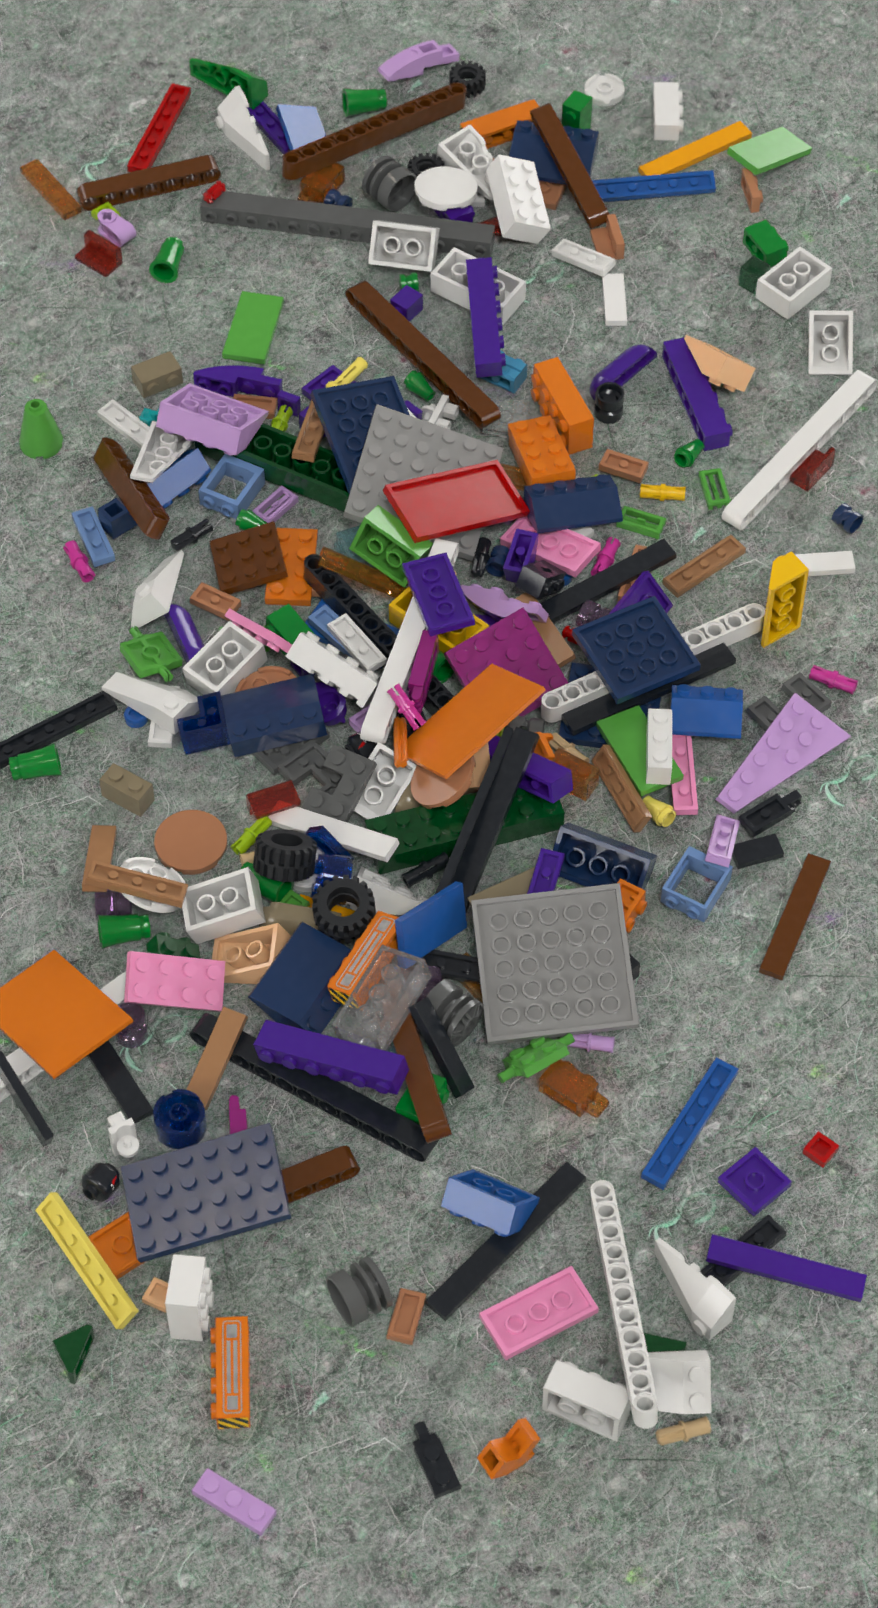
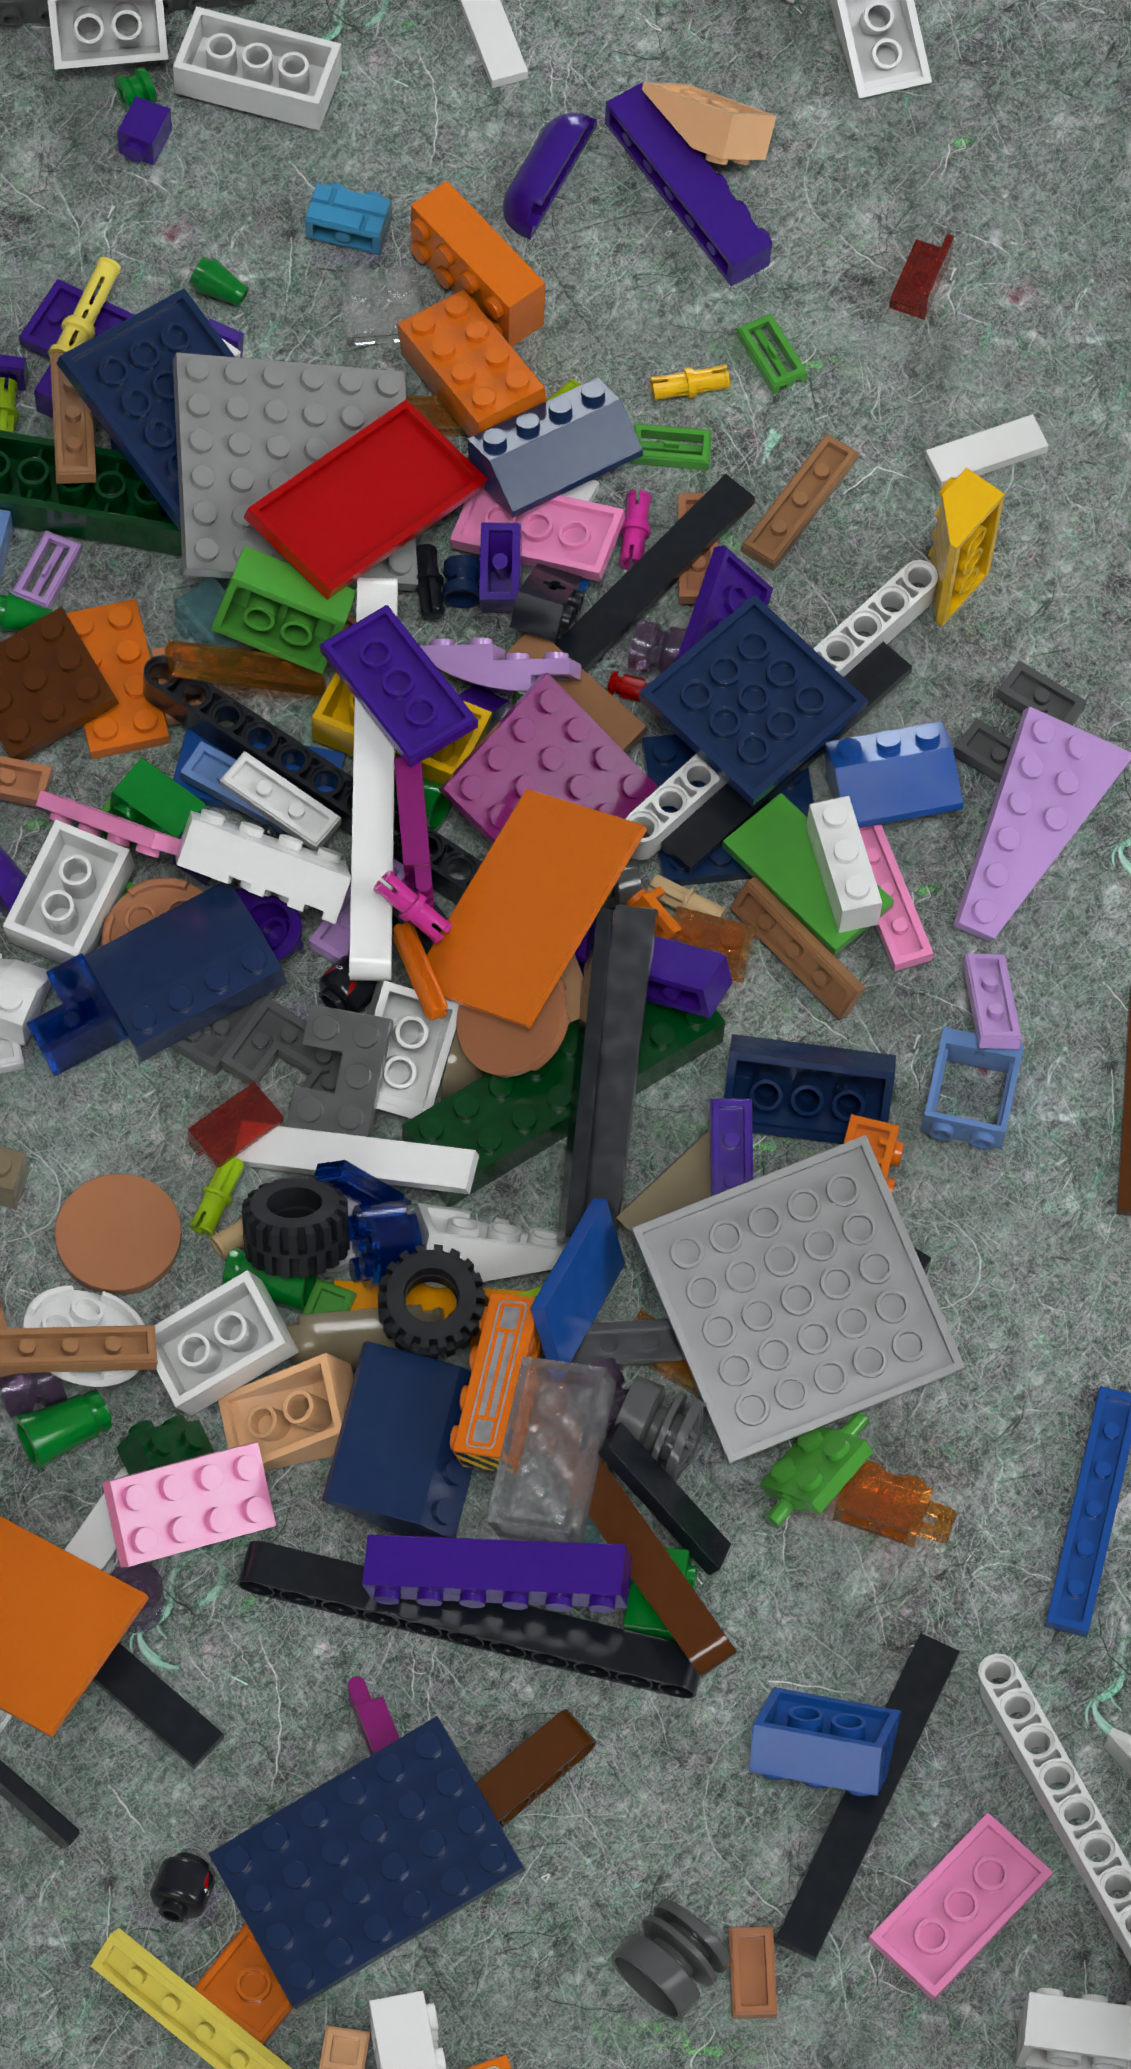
camera: 20 degrees left, 10 degrees up
(122, 1136) = (196, 1801): white hips -> none
(180, 1119) = (254, 1733): clear blue brick -> none
(217, 1055) = (298, 1618): medium nougat tile -> none
(412, 877) = (526, 1180): black pin -> none
(423, 354) = (206, 222): reddish brown beam -> none
(437, 414) = (277, 318): white hips -> none
(484, 317) = (296, 133): dark purple brick -> none
(593, 1042) = (898, 1412): lavender axle -> none
(609, 402) = (550, 238): black wheel -> none
(623, 466) = (610, 350): nougat plate -> none
(661, 812) = (873, 972): light yellow cone -> none
(688, 453) = (710, 299): green cone -> none
(757, 851) = (1050, 999): black tile -> none
(769, 812) = (1047, 928): black hinge -> none
(811, 436) = (890, 248): white beam -> none
(833, 679) = (1074, 658): dark pink pin -> none
(847, 518) = (1008, 356): dark blue wheel -> none

